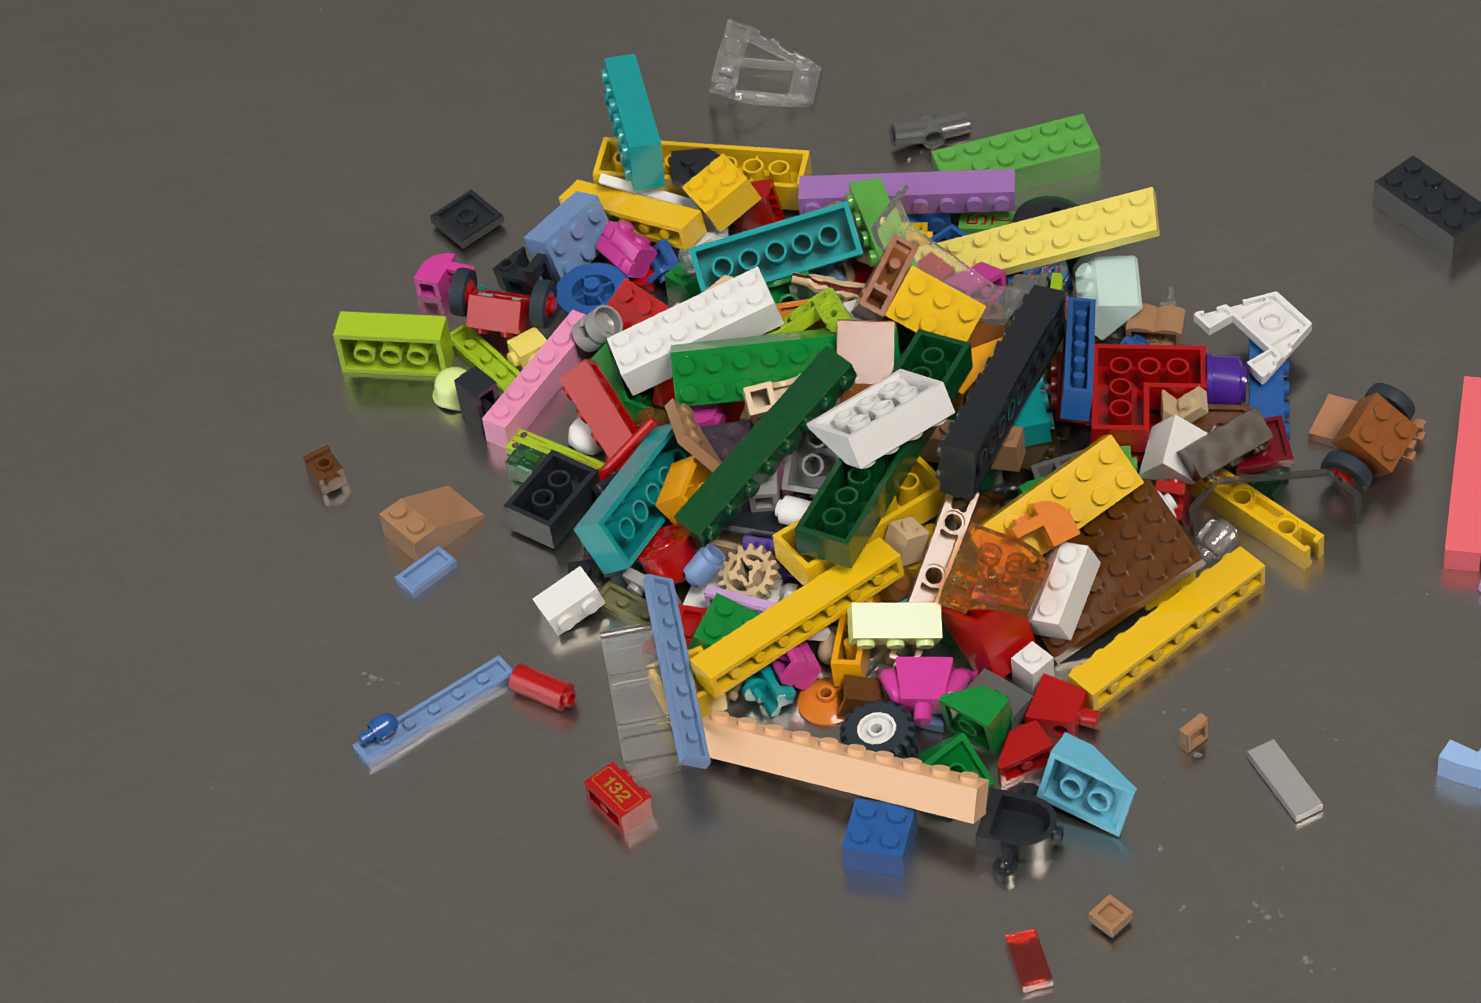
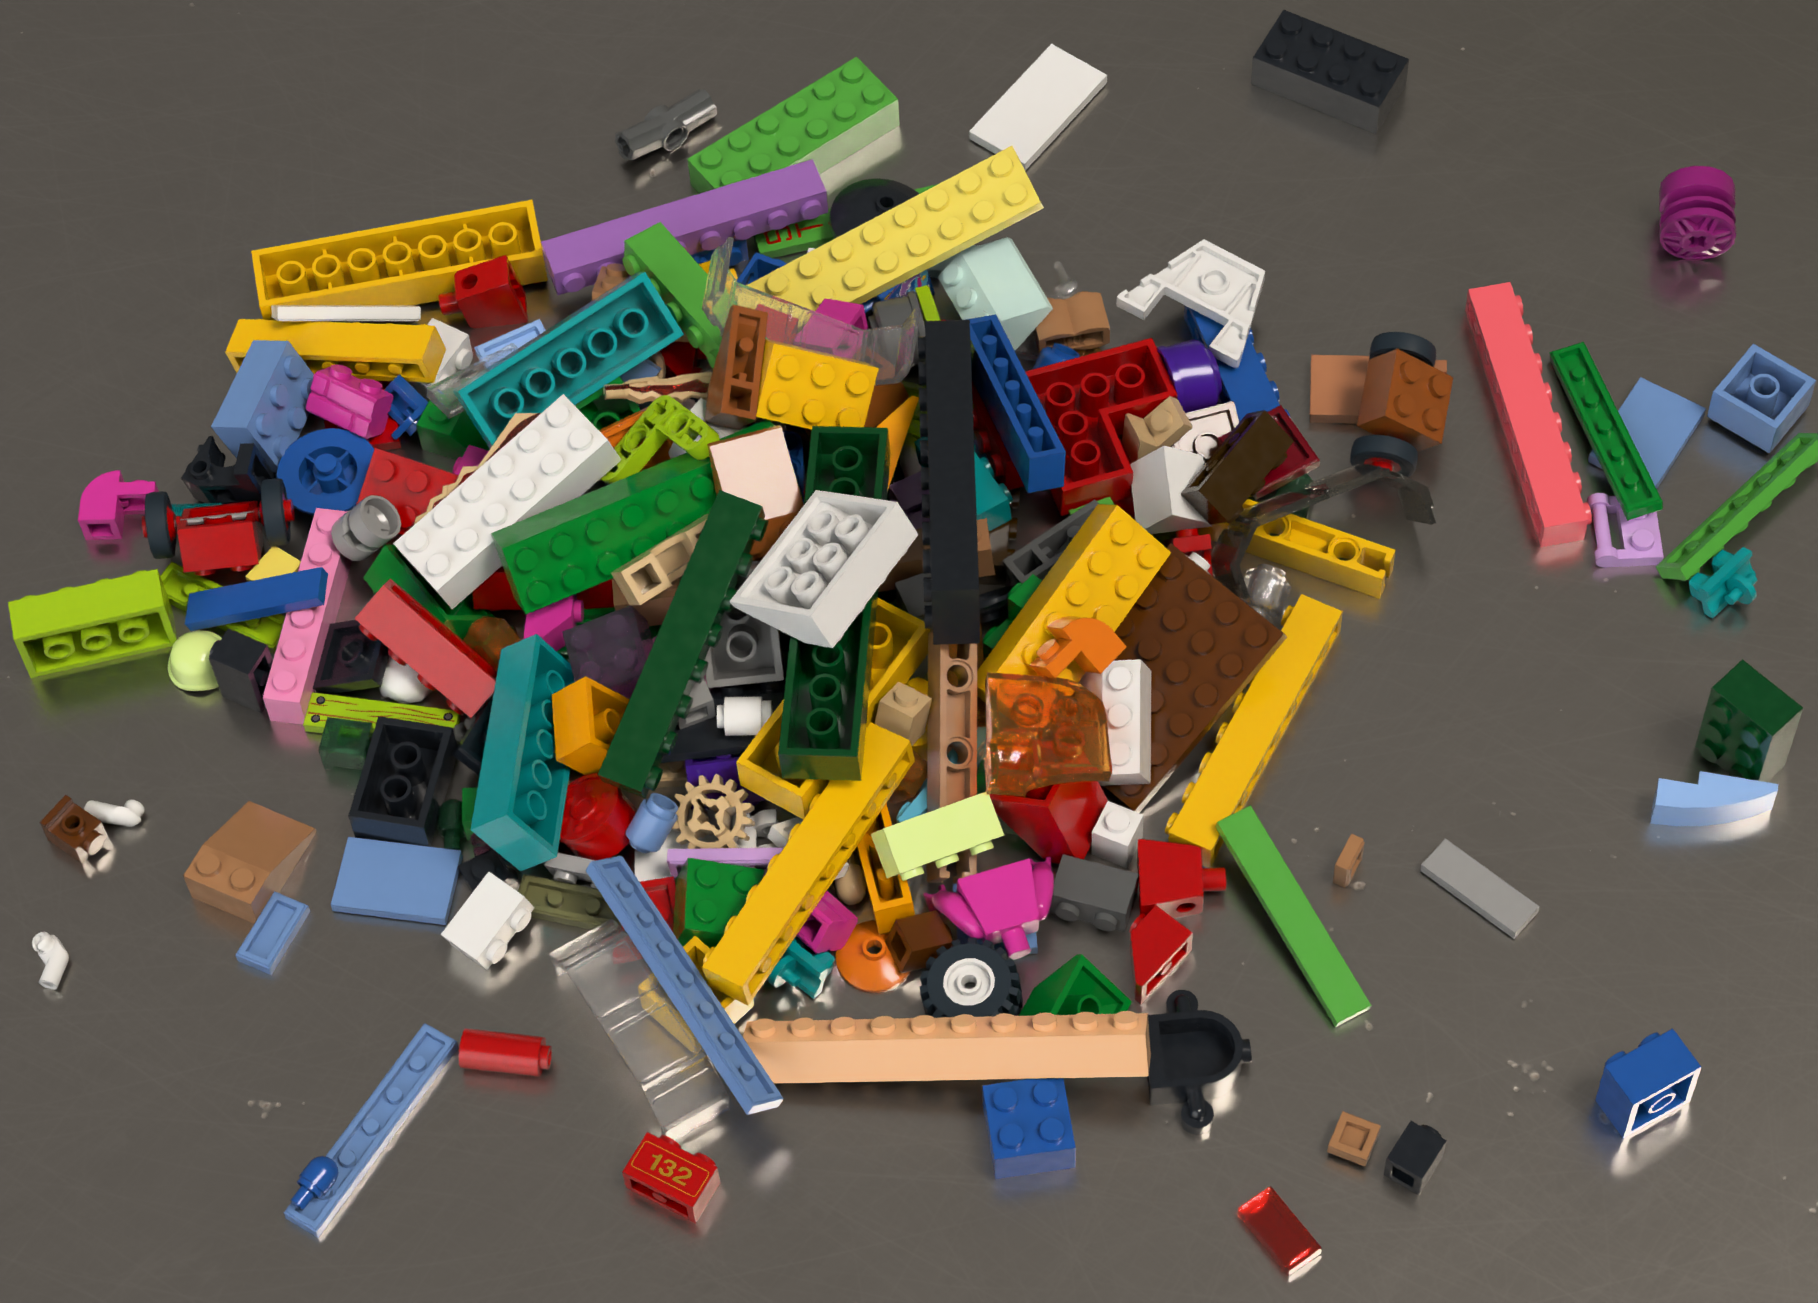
camera: 25 degrees left, 10 degrees up
(277, 545) = (53, 955): none -> white arm
(357, 469) = (117, 815): none -> white arm
(467, 218) = (108, 412): black plate -> none
(506, 355) = (256, 599): none -> blue tile
(522, 561) = (396, 880): none -> medium blue tile
(552, 415) = (350, 660): none -> black plate
(571, 539) = (450, 823): none -> clear green cylinder
(627, 448) = (479, 685): red bar -> none
(633, 122) = (292, 224): teal brick -> none
(688, 163) = (395, 264): black plate -> none
(690, 434) = (568, 652): medium nougat wing -> none
(721, 192) = (449, 291): yellow brick -> none
(730, 59) = (363, 96): clear windscreen -> none
(979, 714) = (1085, 924): green slope -> none
(1086, 785) = (1259, 976): medium azure slope -> none
(1134, 755) = (1293, 916): none -> bright green tile
(1149, 940) = (1415, 1157): none -> black brick
(1206, 181) = (1039, 105): none -> white tile
(1342, 938) = (1647, 1082): none -> blue brick

